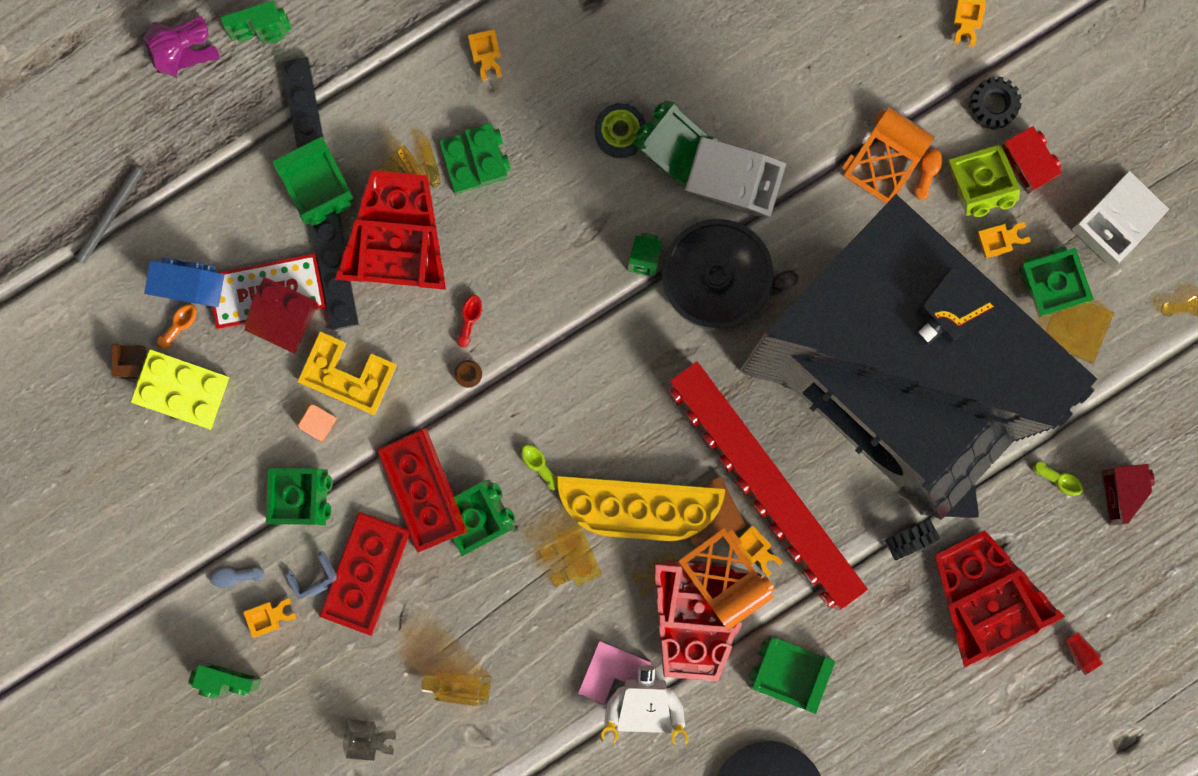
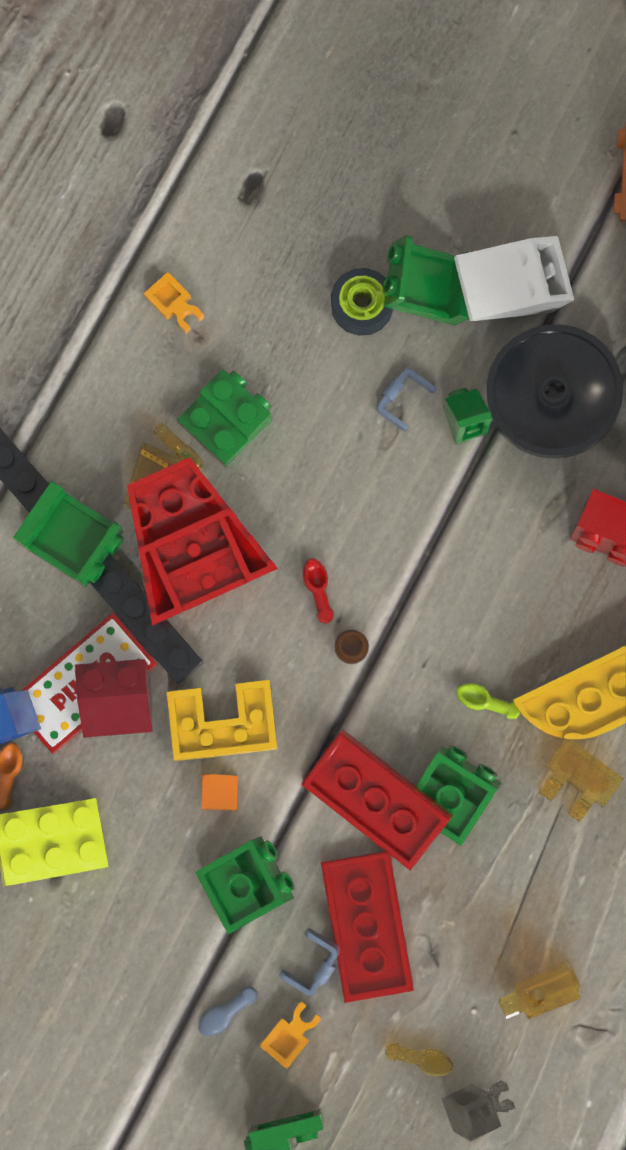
camera: 25 degrees left, 5 degrees down
(353, 689) = (430, 1061): none -> clear yellow piece
(605, 207) = (393, 390): none -> sand blue piece

